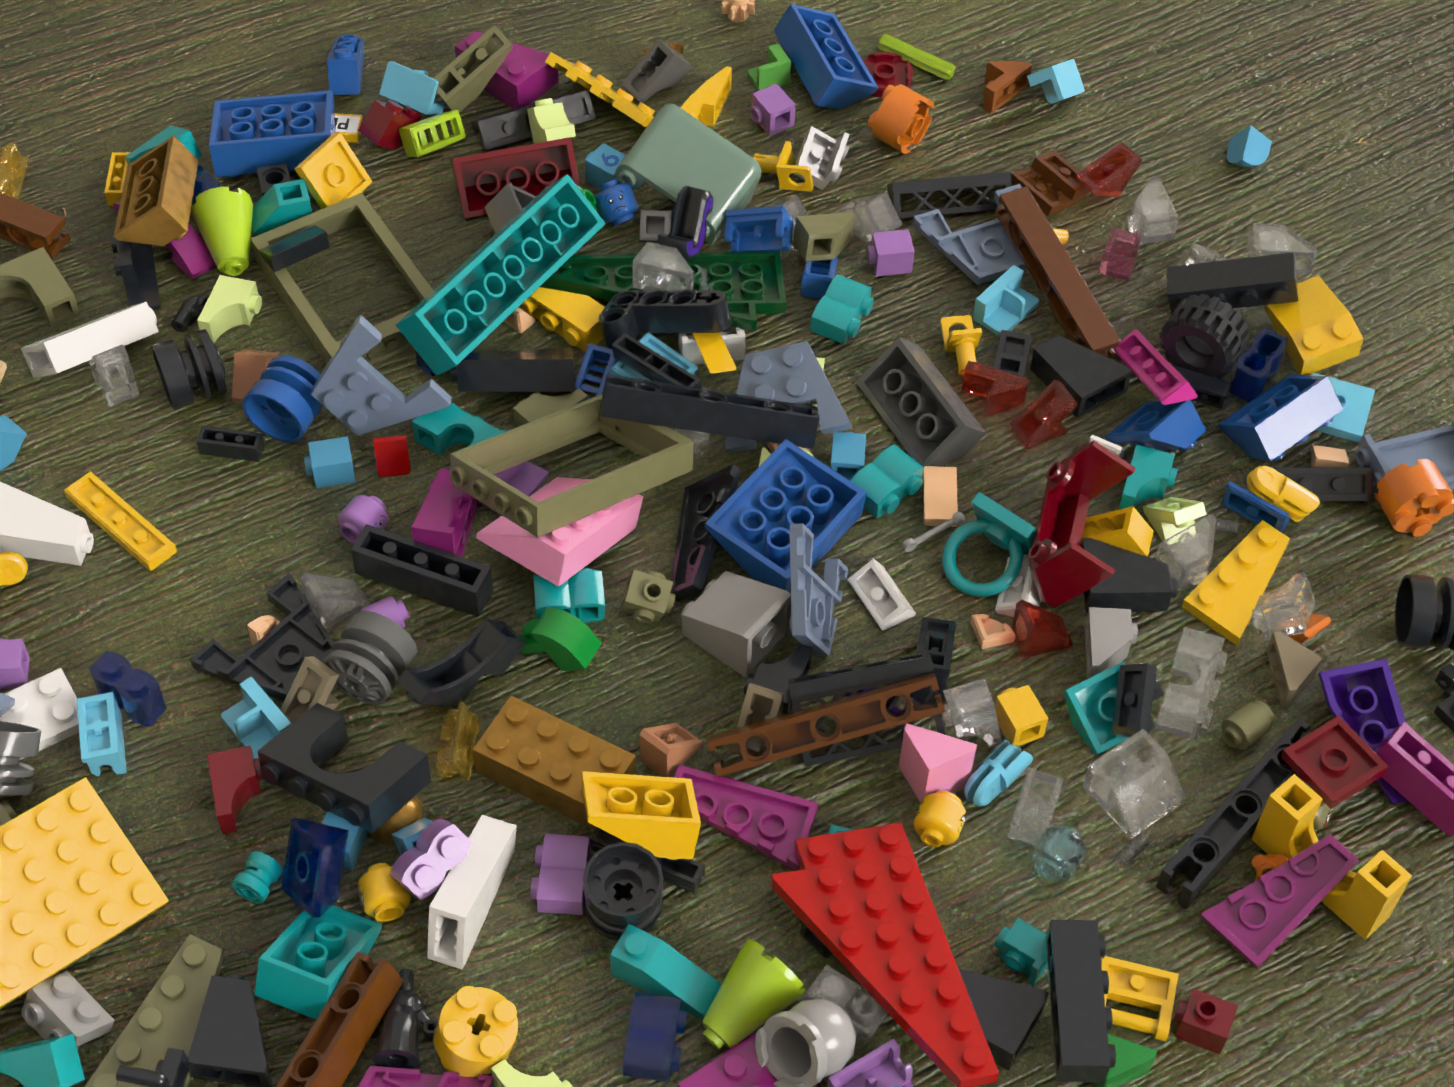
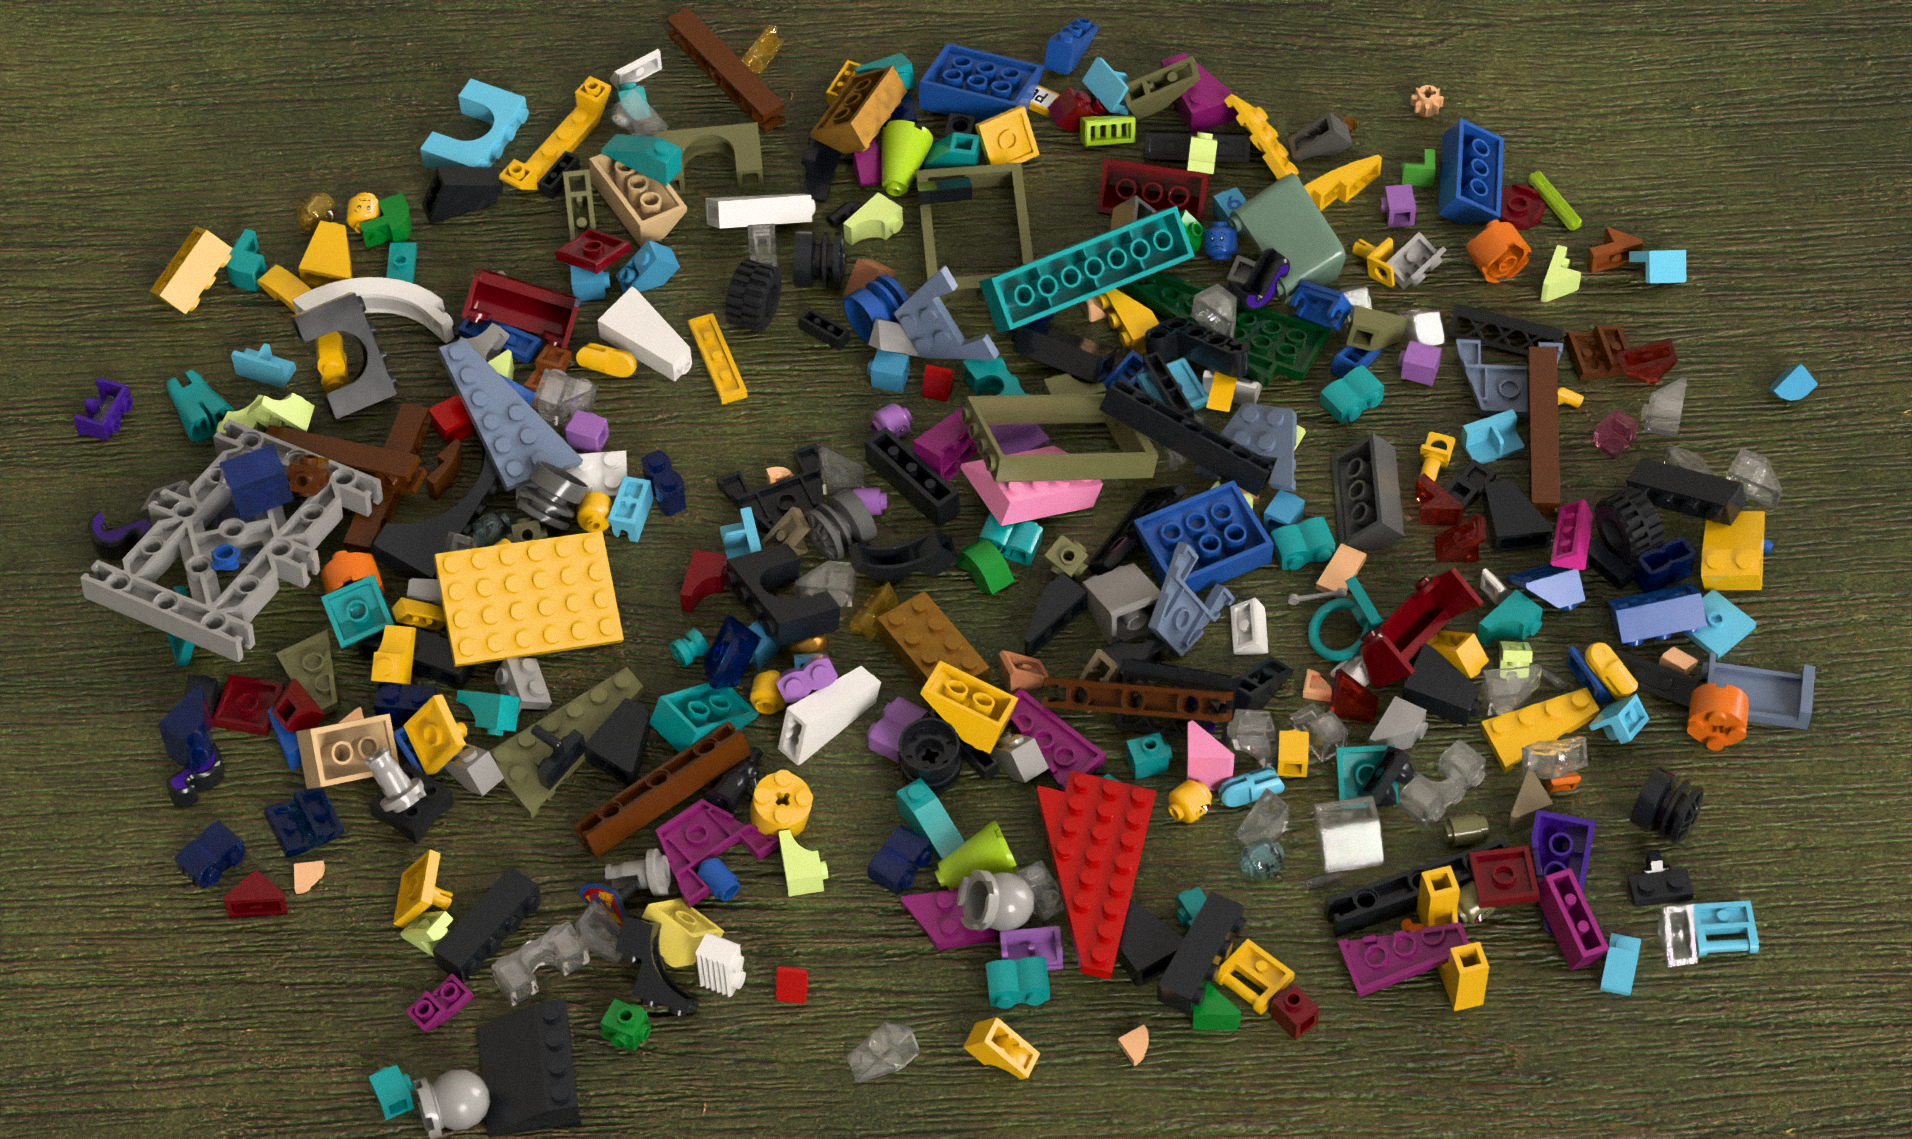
camera: 30 degrees right, 0 degrees up
(58, 755) = (594, 512): none -> yellow head
(133, 433) = (753, 295): none -> black tyre
(318, 423) = (891, 337): none -> light grey slope
(385, 727) = (831, 576): none -> clear slope
(665, 653) = (1057, 607): none -> black slope
(727, 848) = (1019, 756): none -> light grey slope
(863, 785) = (1148, 755): none -> teal brick
(968, 125) = (1559, 279): none -> yellowish green slope
(1039, 671) = (1324, 730): none -> clear arch
(1320, 539) = (1621, 719): none -> medium azure panel

